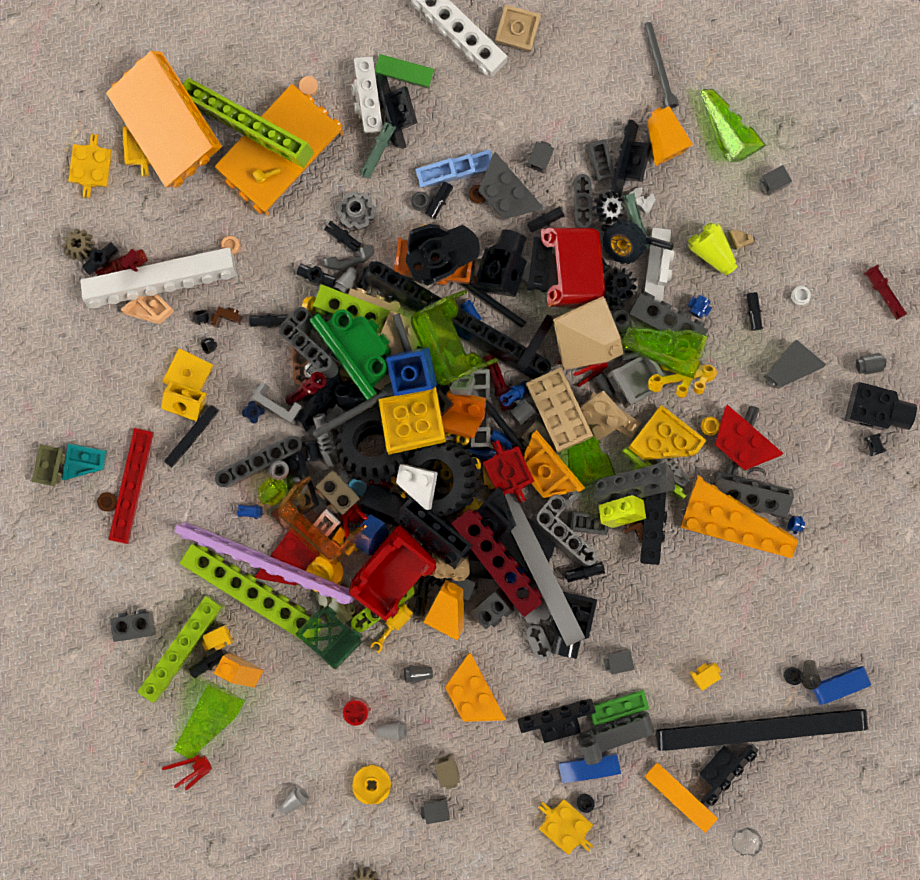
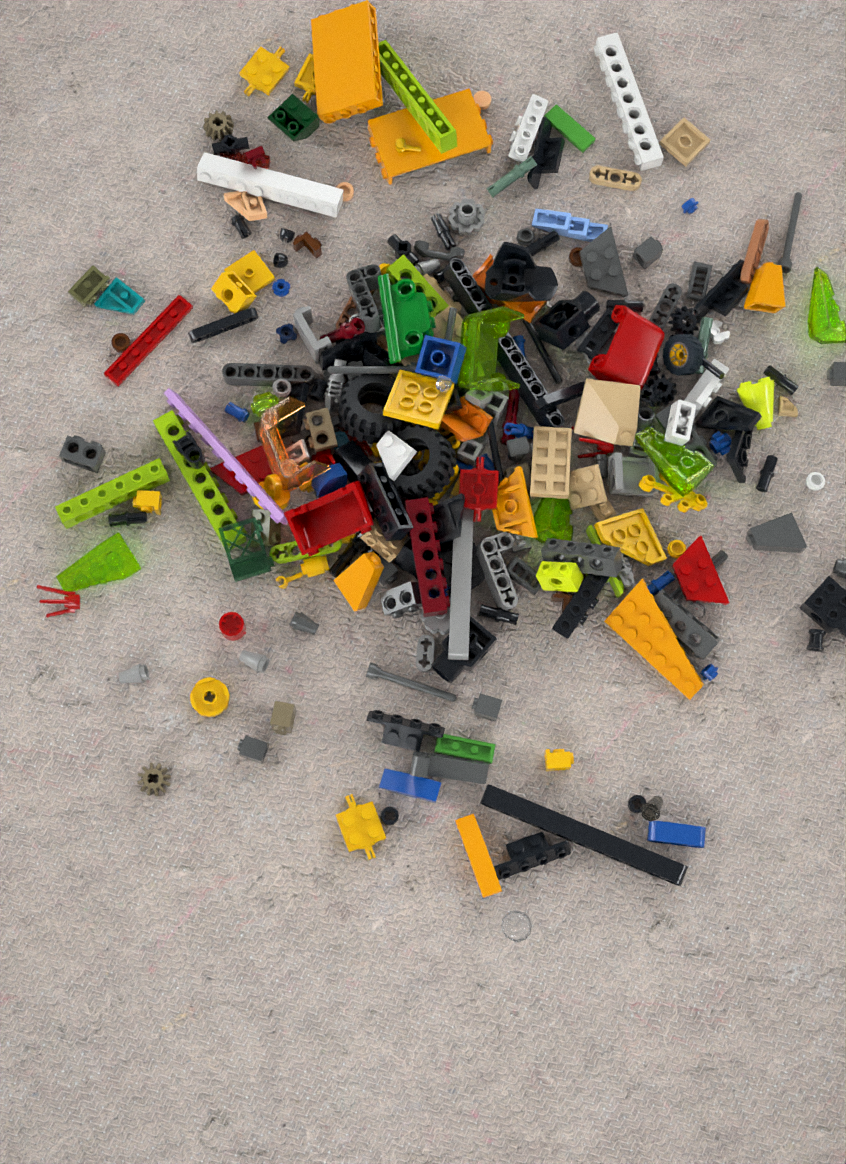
camera: 20 degrees right, 10 degrees down
(145, 201) = (295, 119): none -> dark green slope
(154, 331) = (241, 226): none -> black pin
(224, 376) = (281, 292): none -> blue plate
(226, 573) = (188, 448): none -> black piece
(238, 671) = (151, 535): light orange slope -> none
(267, 320) = (341, 266): black pin -> none
(427, 396) = (443, 384): none -> clear hinge
(457, 97) = (612, 171): none -> tan beam
(472, 694) = (342, 667): light orange wing -> none
(503, 682) = (375, 672): none -> dark grey piece
(555, 90) = (690, 206): none -> blue plate
(637, 103) = (754, 250): none -> nougat beam
(658, 313) = (680, 422): none -> white brick
(694, 278) = (728, 416): none -> black wing
(711, 467) = (660, 583): none -> blue pin
(717, 296) = (737, 455): none -> black wing
(723, 216) = (781, 380): none -> black axle

